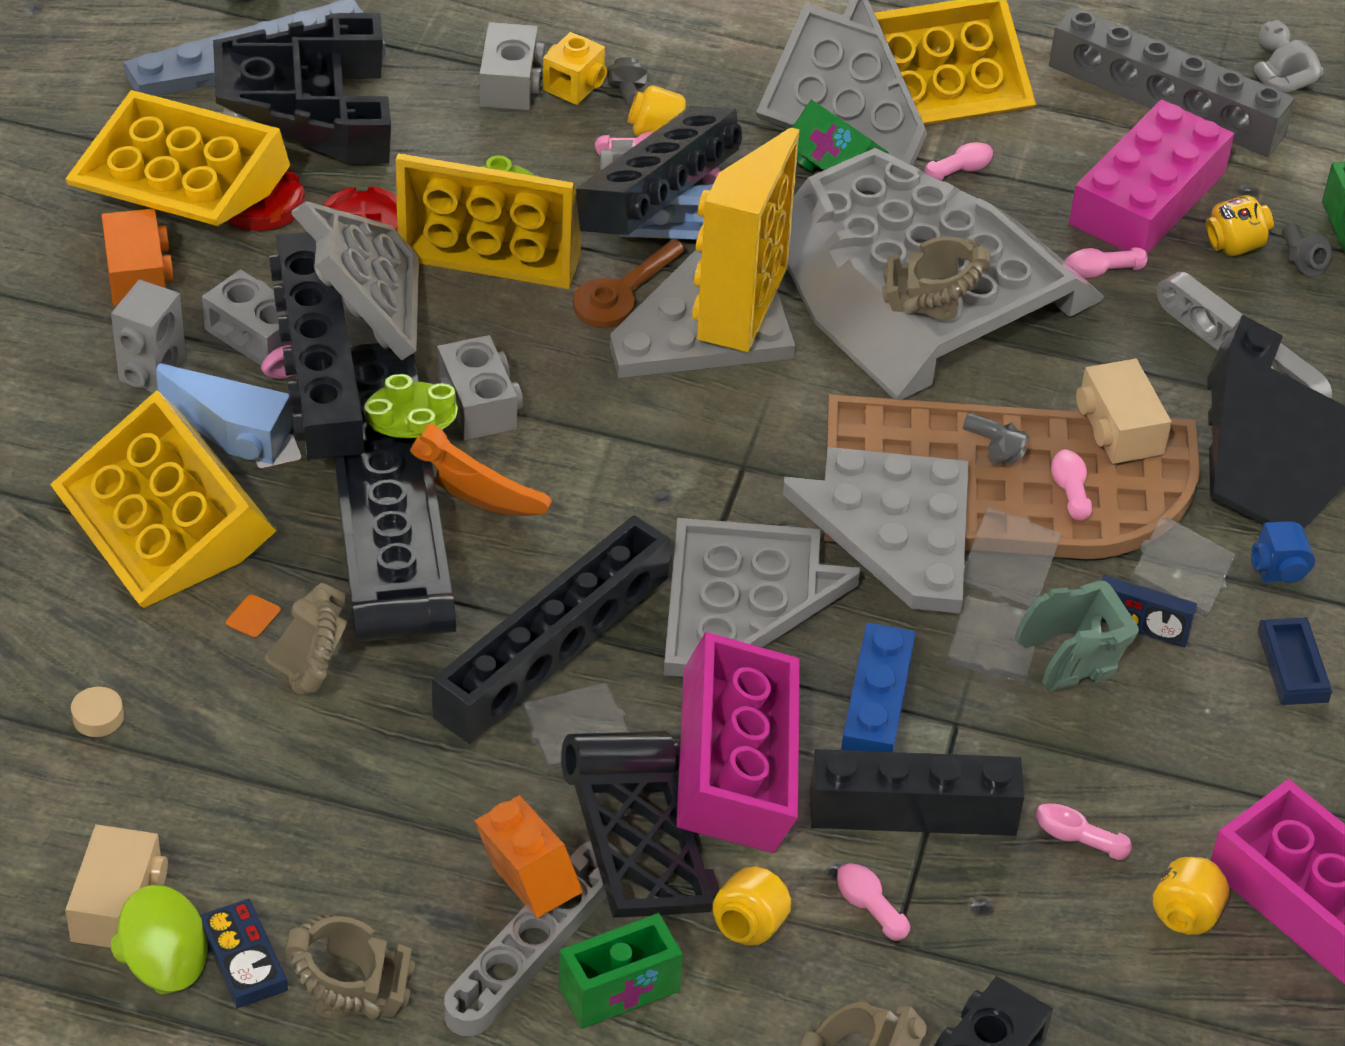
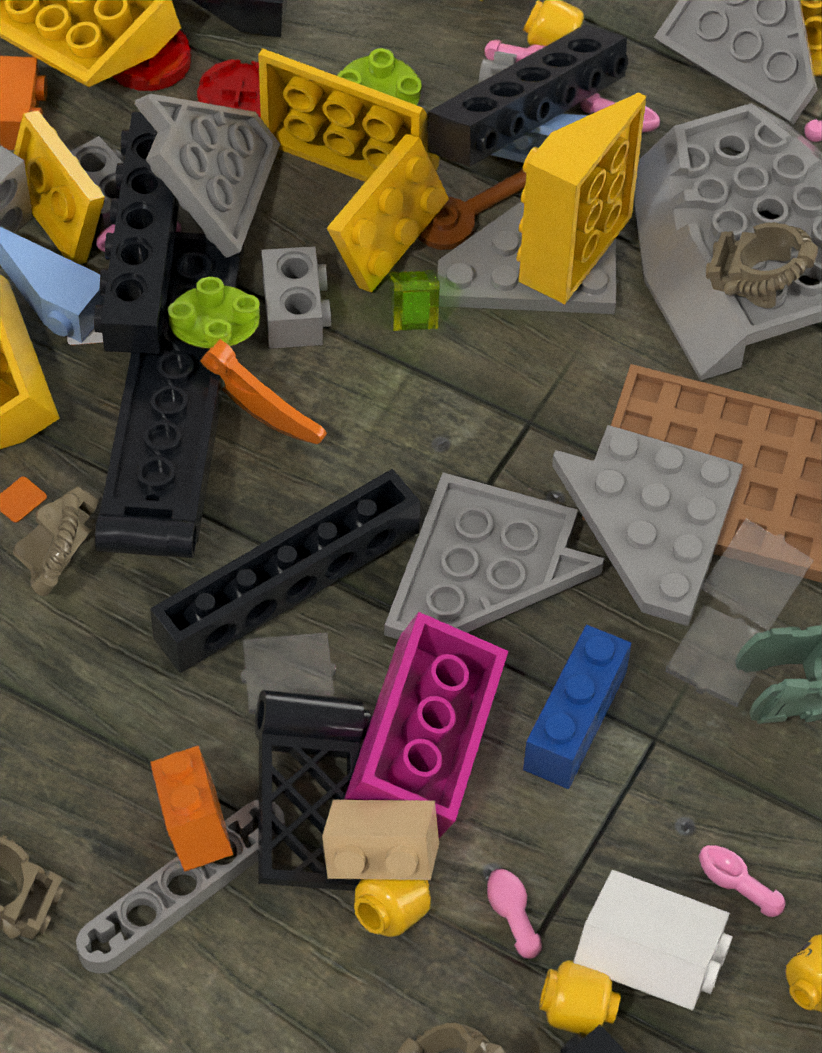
camera: 15 degrees right, 10 degrees up
(220, 324) = (59, 188): none -> yellow plate
(554, 293) = (388, 213): none -> yellow plate
(599, 372) = (414, 299): none -> clear neon green slope
(620, 970) = (245, 942): green brick -> none
(731, 846) = (381, 839): none -> tan brick
(828, 139) = (712, 83): green brick -> none
(916, 792) = (585, 810): black brick -> none
(964, 959) = (578, 998): none -> yellow head
(1006, 441) = (787, 449): dark grey plate -> none
(1023, 892) = (654, 940): none -> white brick

